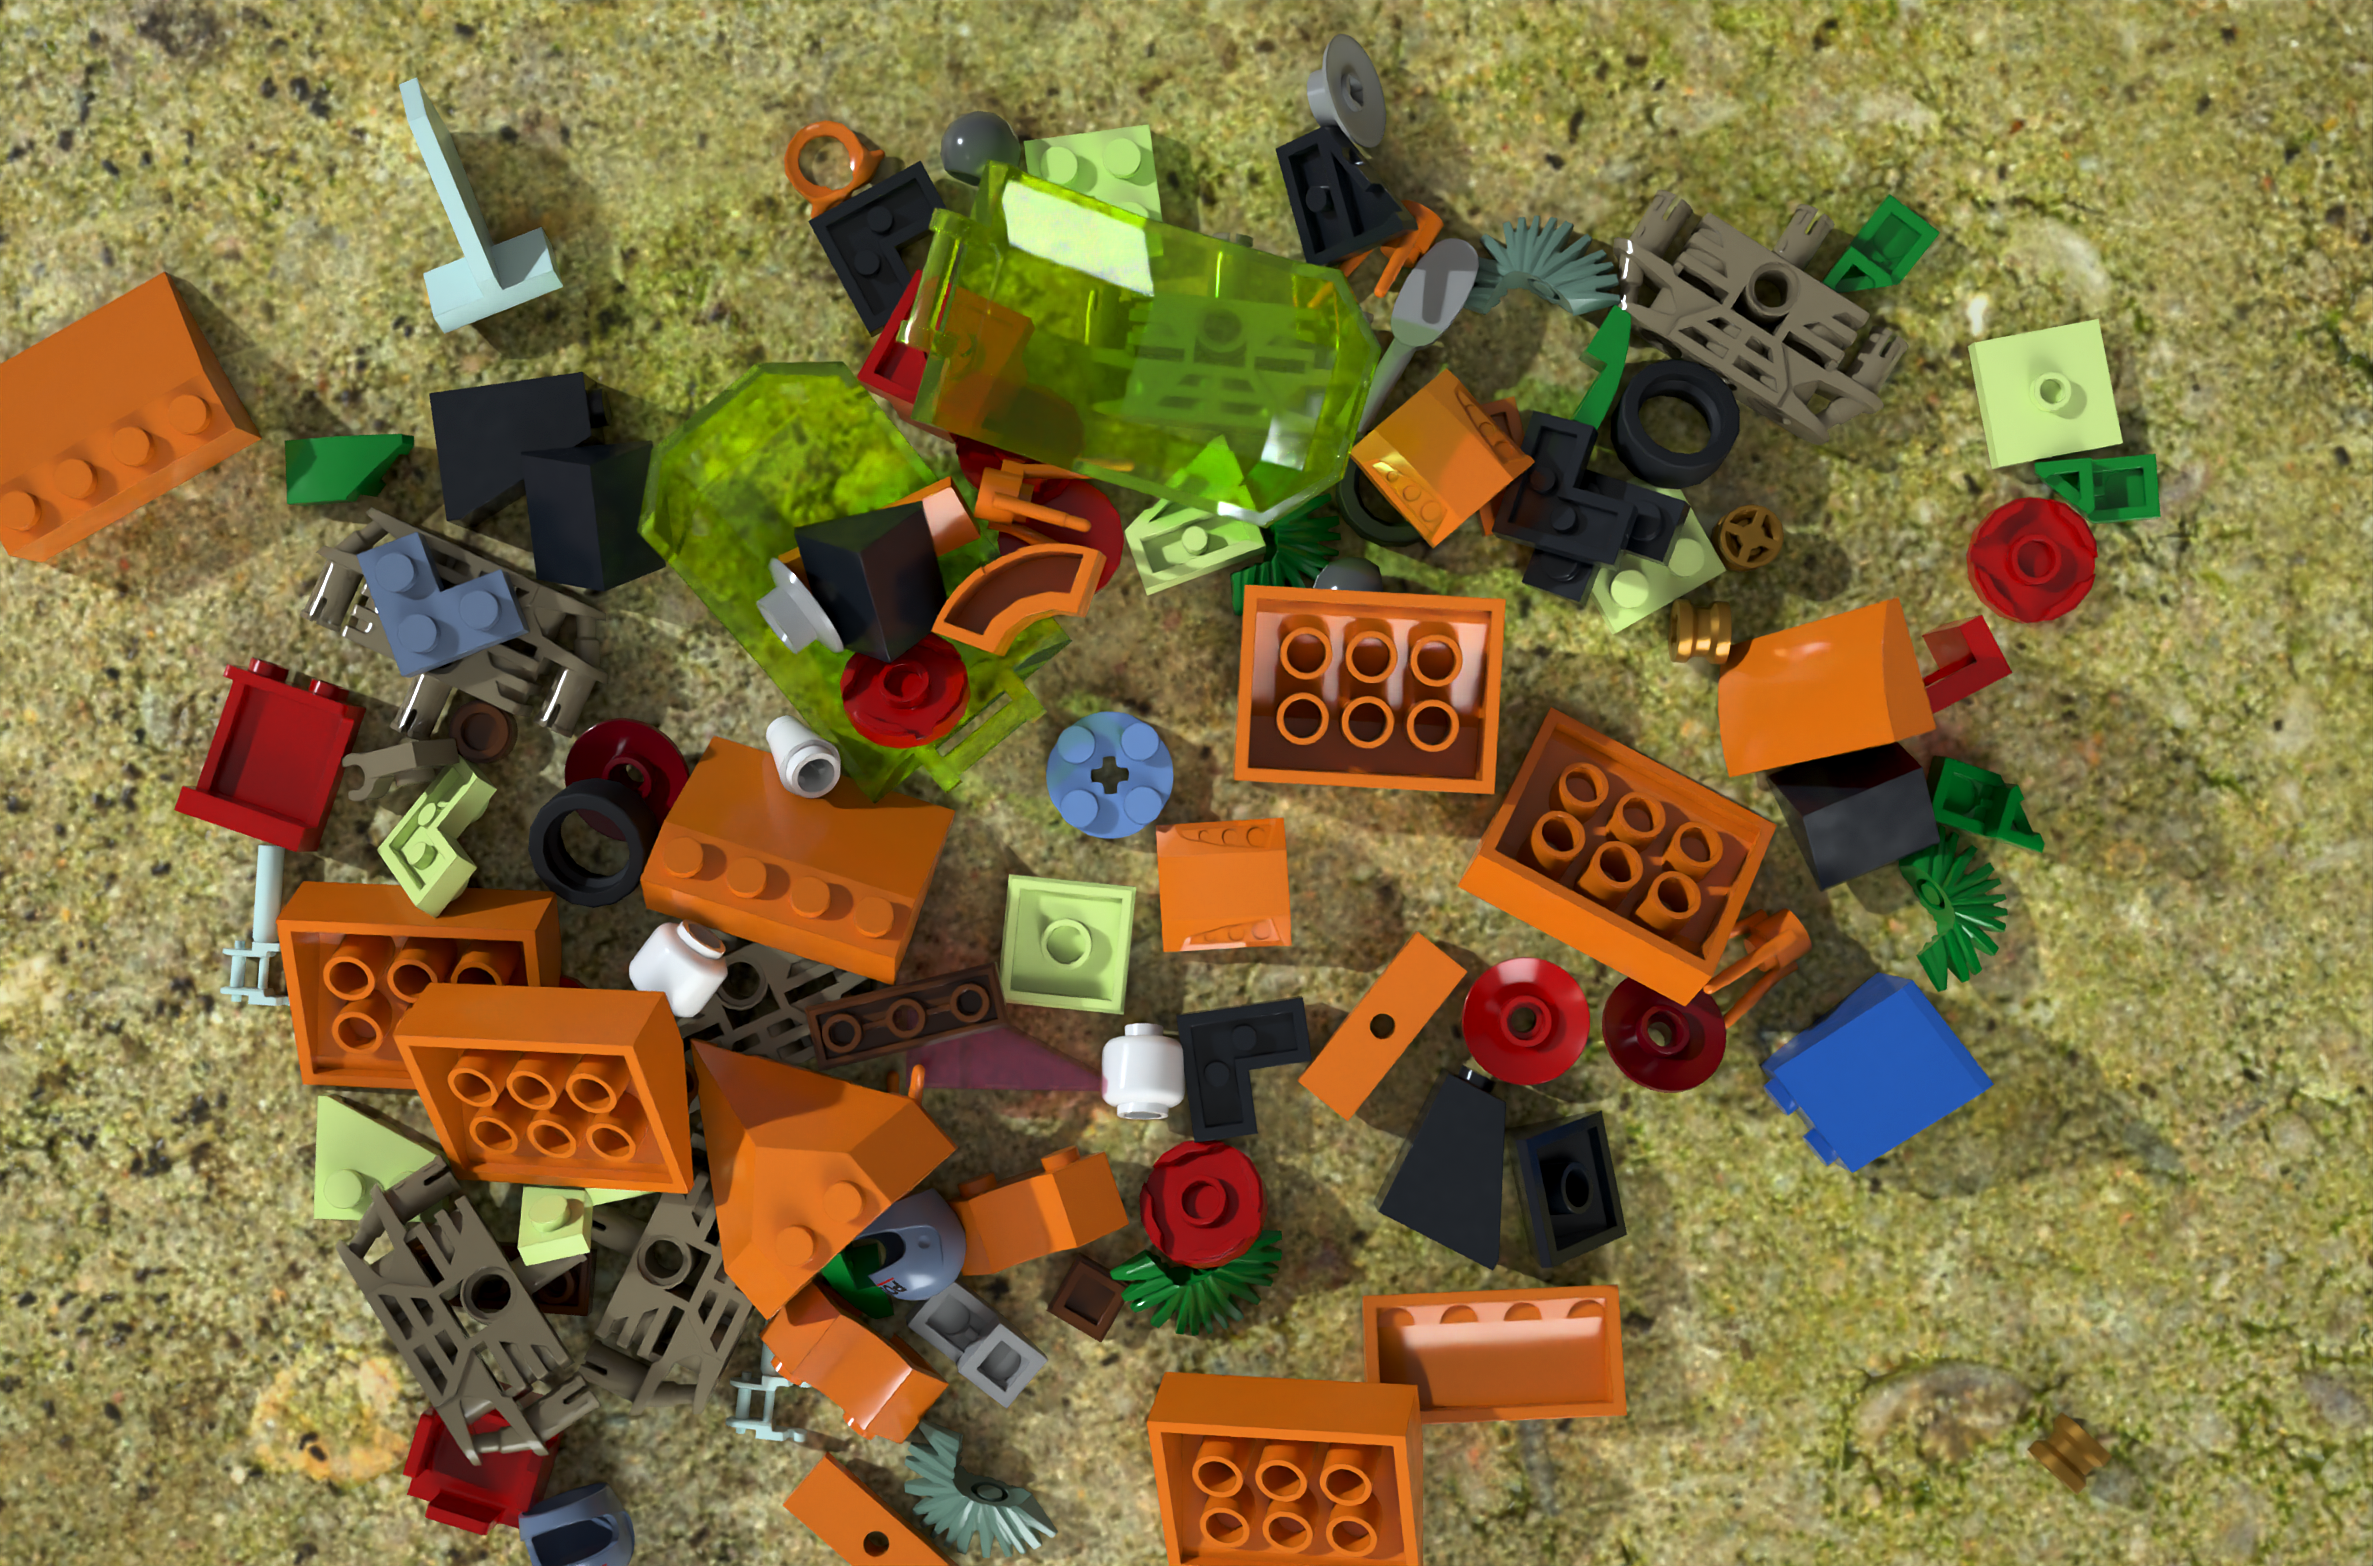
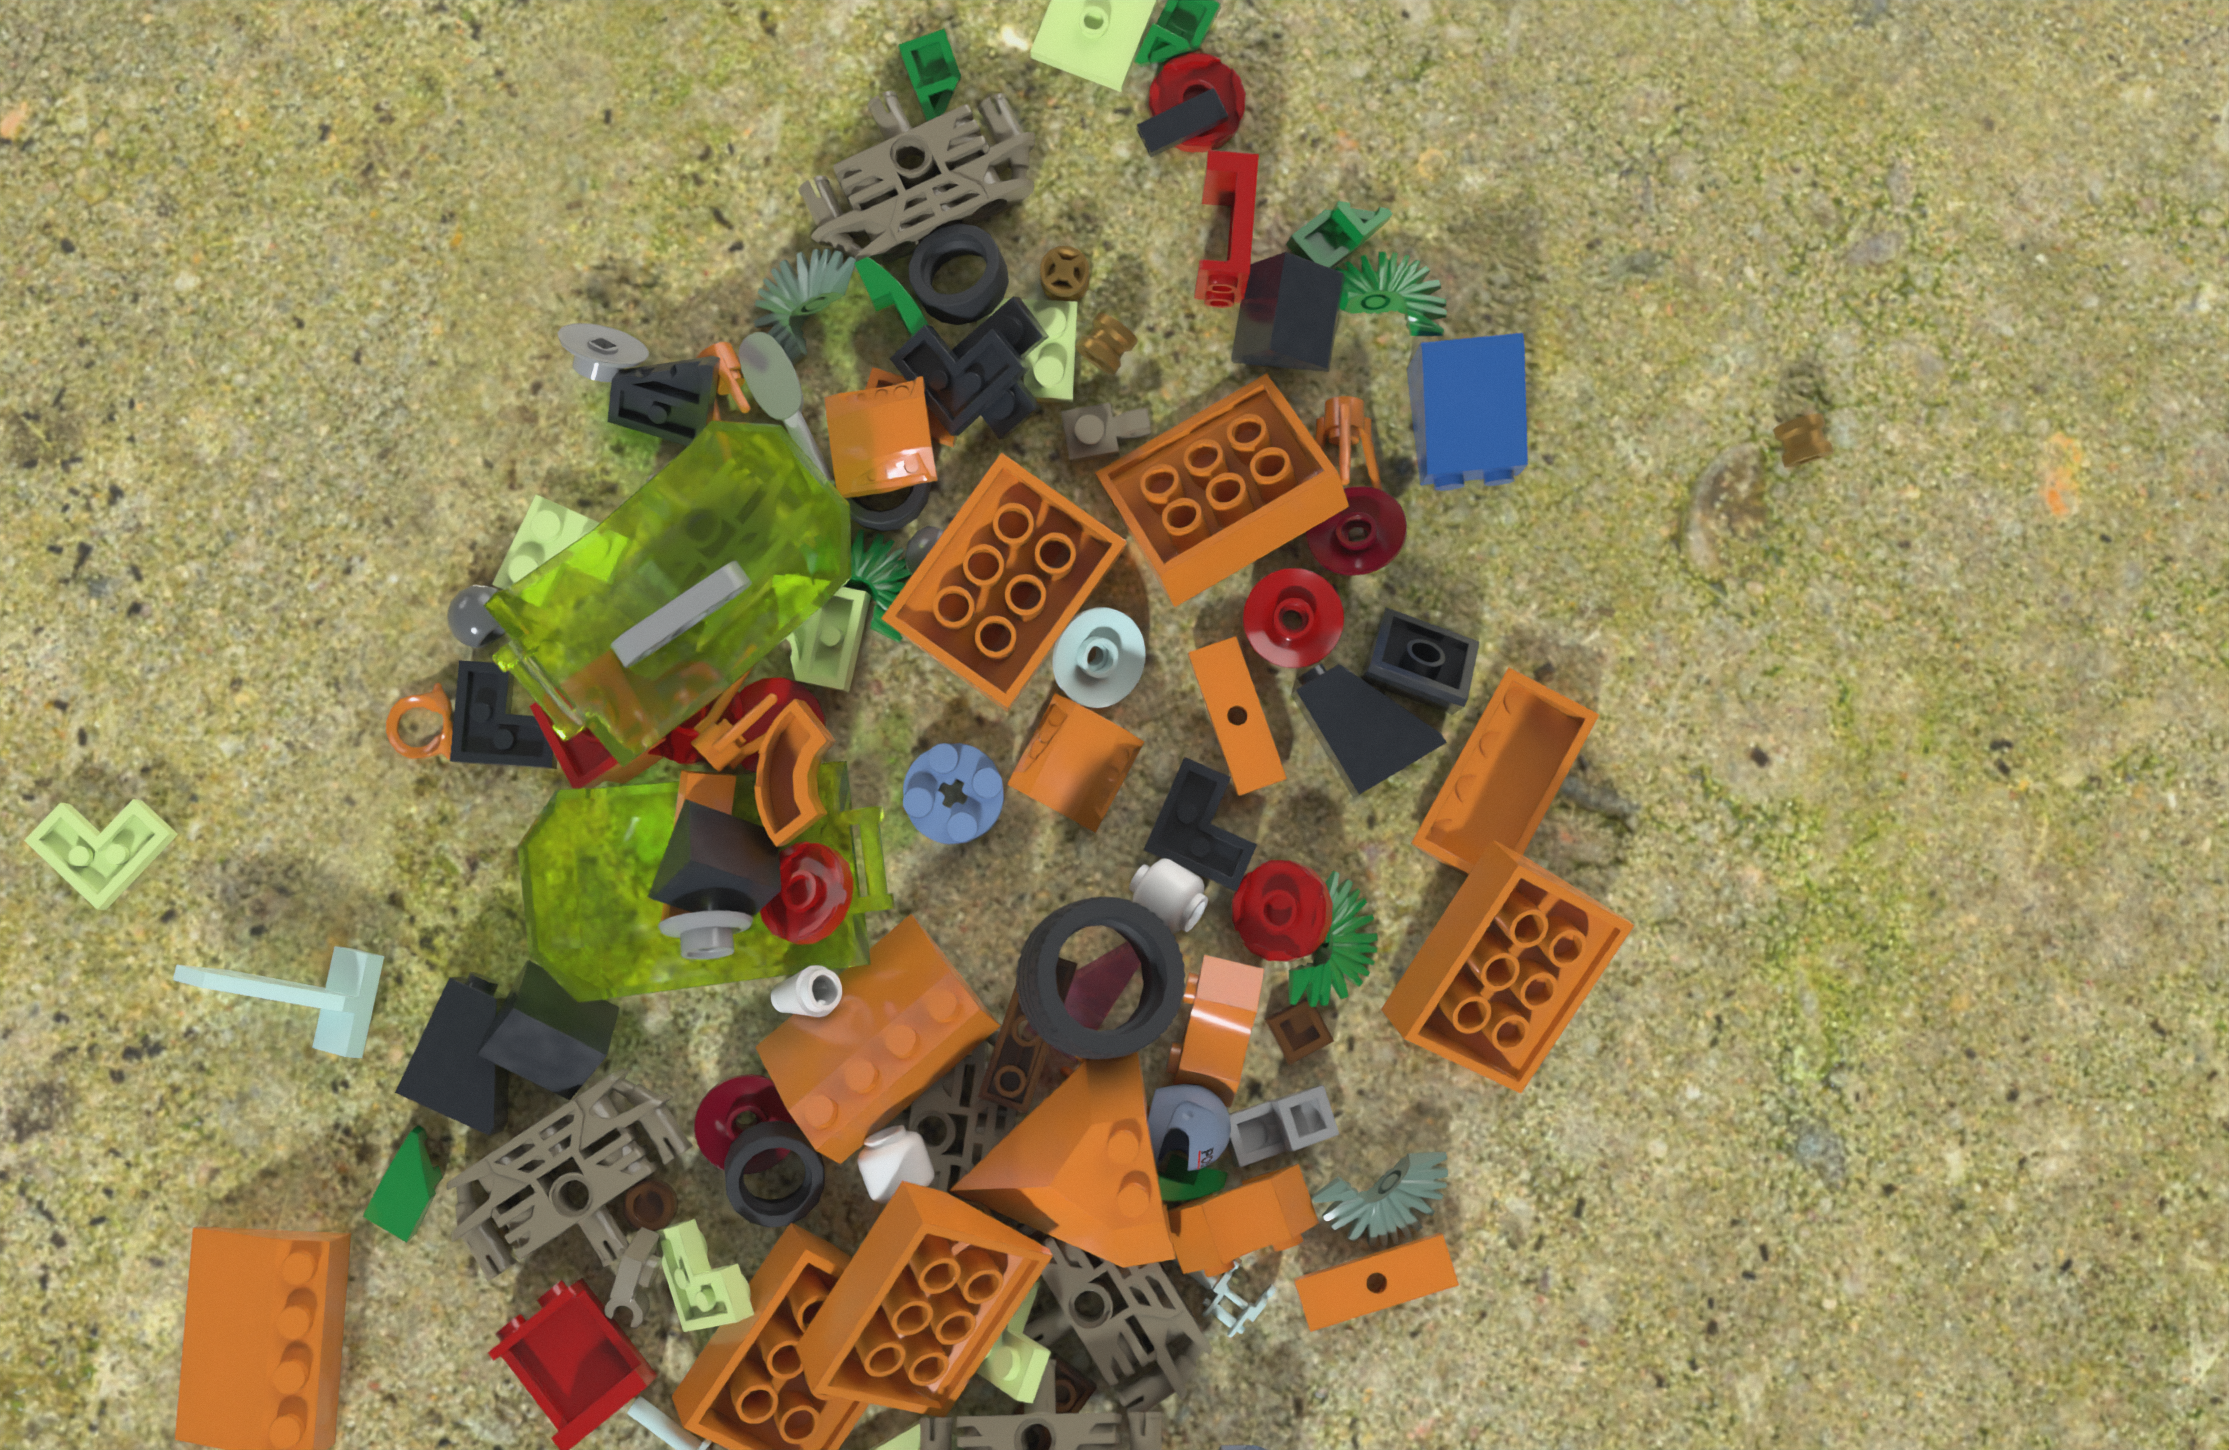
camera: 65 degrees left, 5 degrees down
(432, 623) = (553, 1189): sand blue plate -> none
(1052, 1123) = (1160, 968): none -> black tyre
(1067, 943) = (1041, 880): yellowish green plate -> none
(1113, 371) = (680, 614): none -> light grey beam
(1351, 860) = (1117, 659): none -> light aqua dish
(1595, 680) = (1094, 432): none -> dark tan plate
(1821, 690) = (1191, 283): orange slope -> none
(1998, 560) = (1182, 122): none -> black piece

